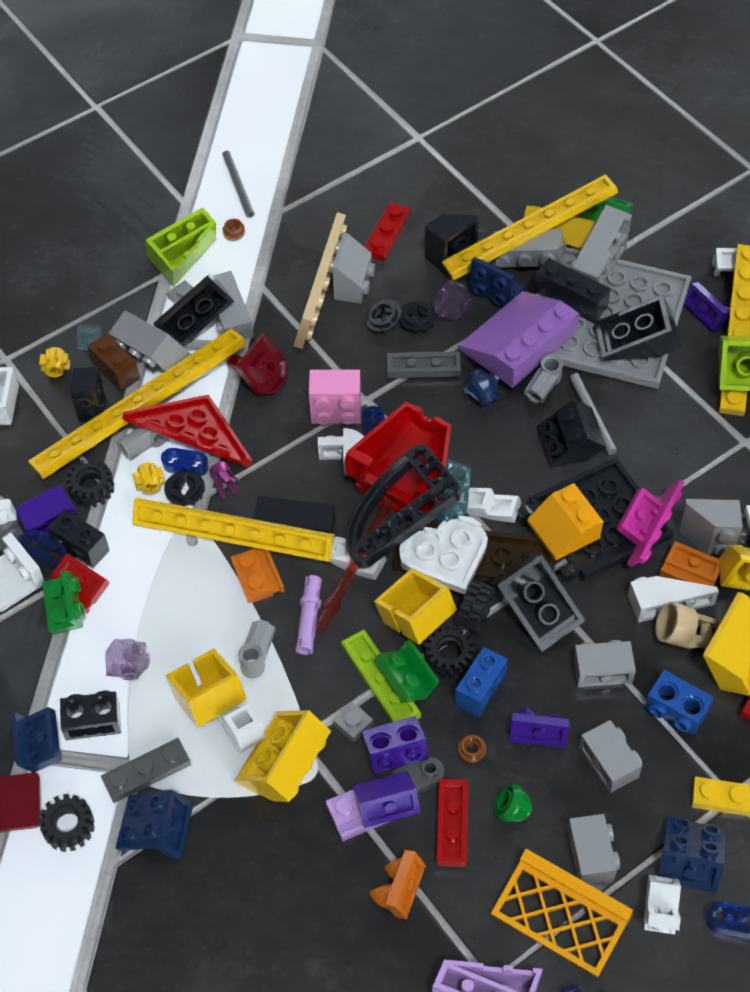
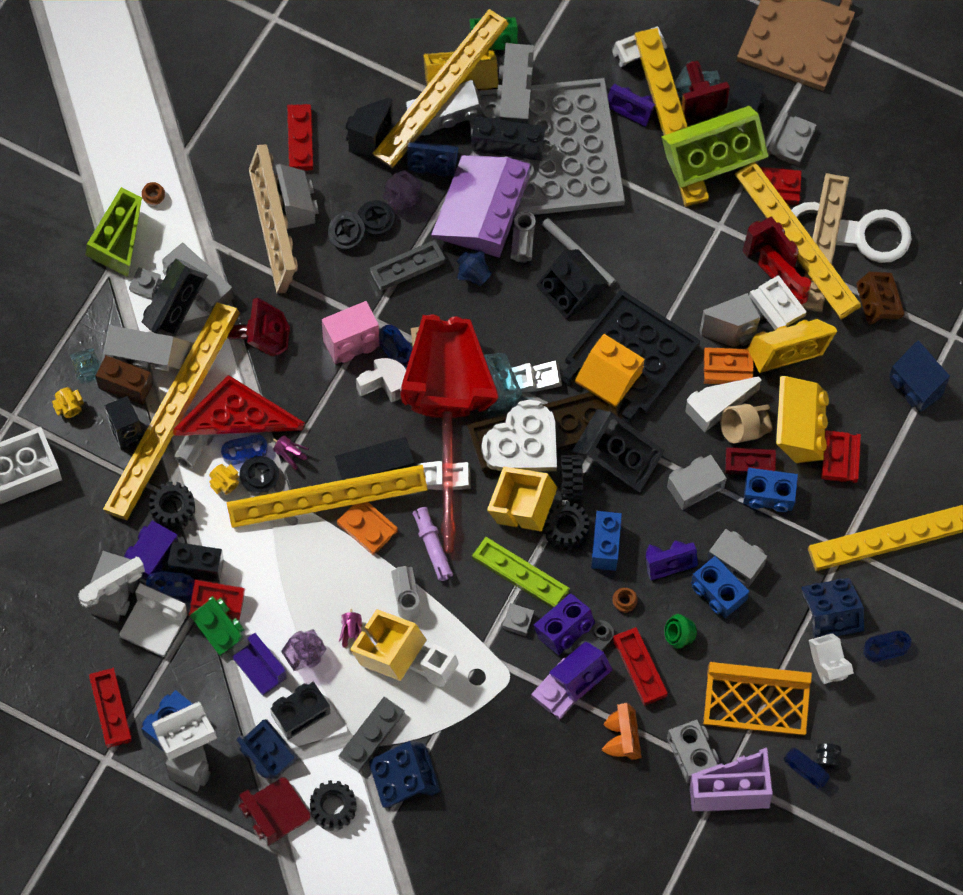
camera: 30 degrees left, 10 degrees up
(81, 658) = (260, 665): none -> dark purple panel
(187, 652) = (351, 627): none -> flat silver piece
(242, 194) = (127, 140): dark grey piece -> none
(284, 755) = (481, 676): yellow slope -> none
(407, 672) = (542, 558): green bracket -> none
(412, 510) = (492, 386): black beam -> none
(458, 936) = (687, 752): none -> light grey brick
(582, 777) = (725, 584): none -> blue brick
(592, 849) = (757, 638): light grey brick -> none
(638, 331) = (585, 158): black slope -> none
(645, 519) = (675, 339): dark pink bracket -> none
(660, 659) = (740, 459): none -> dark red plate

